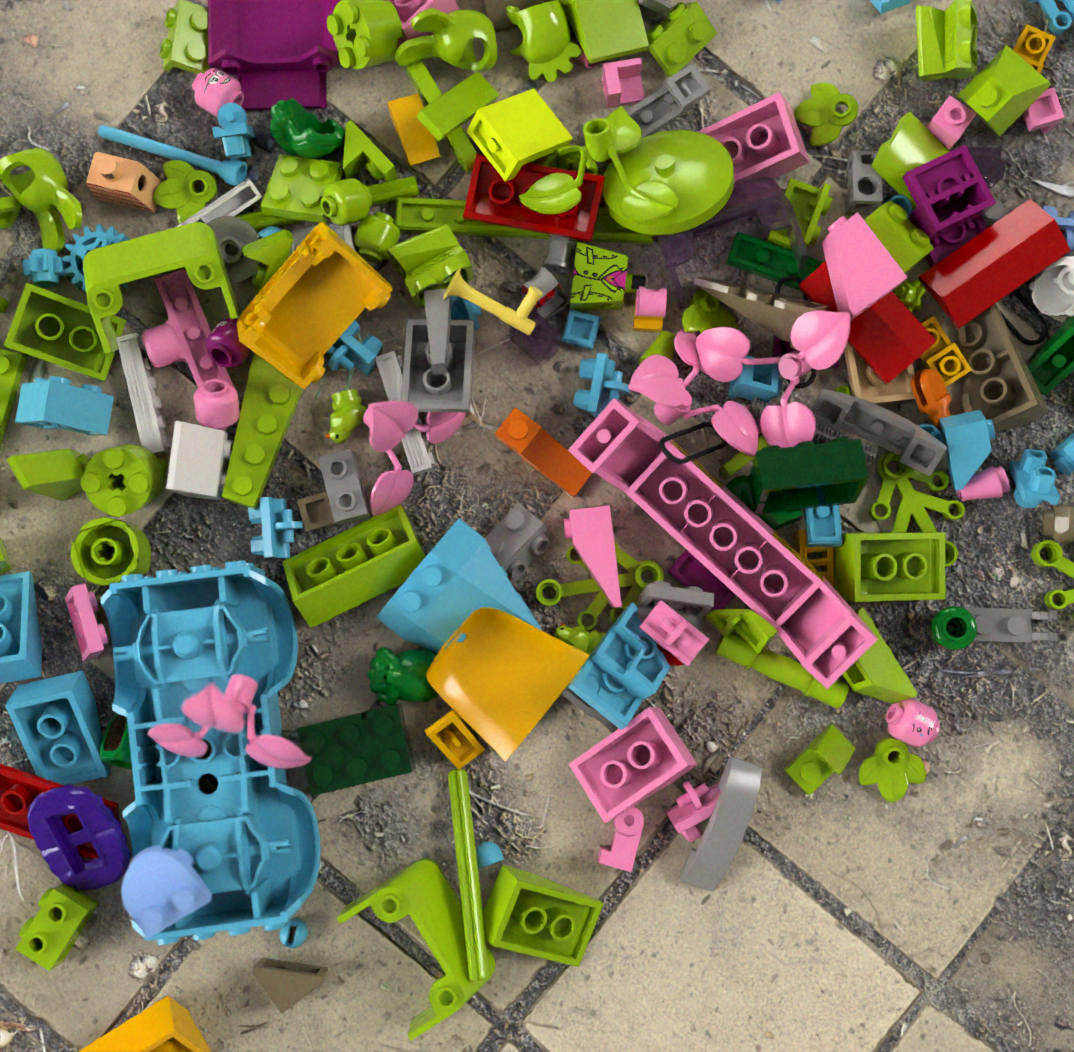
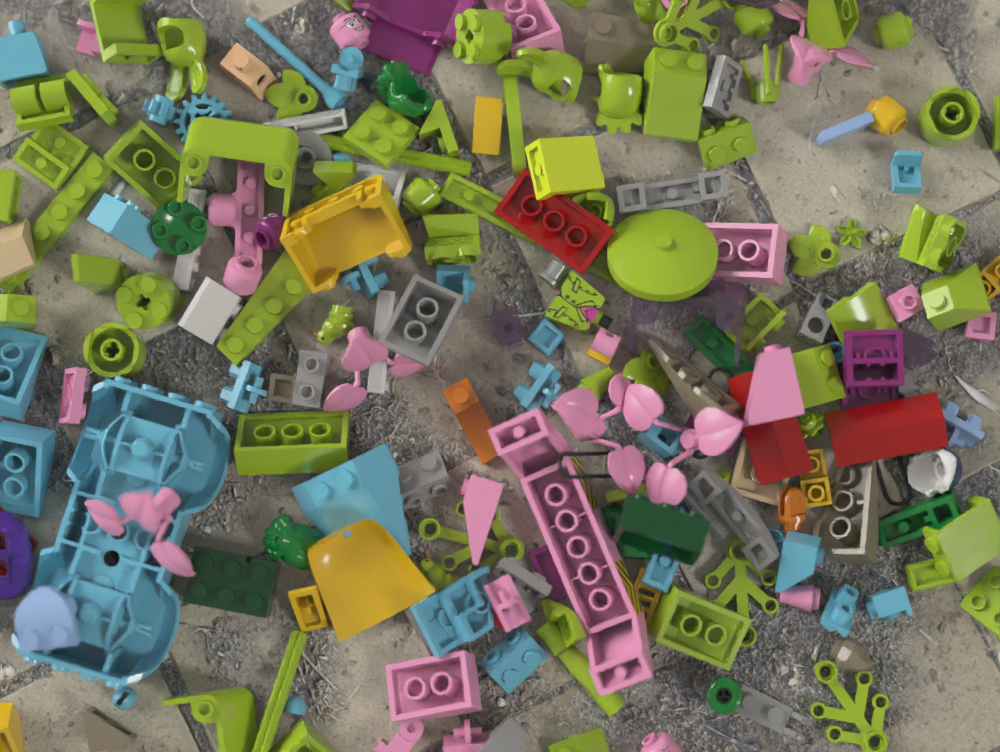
camera: 30 degrees right, 0 degrees up
(116, 743) = (57, 496): rock -> none
(121, 384) = (178, 227): none -> green dish
(346, 201) = (409, 162): lime head -> none
(438, 325) = (437, 285): light grey piece -> none
(457, 106) = (527, 124): lime tile -> none
(516, 319) = (497, 311): light yellow piece -> none
(550, 300) = (527, 299): light grey leg -> none
(604, 140) = (640, 201): lime plant -> none
(622, 82) = (665, 159): bright pink panel -> none
(705, 693) = (514, 659): none -> medium azure bracket
(856, 78) = (851, 234): none -> lime plant
(878, 672) = (650, 697): lime slope -> none

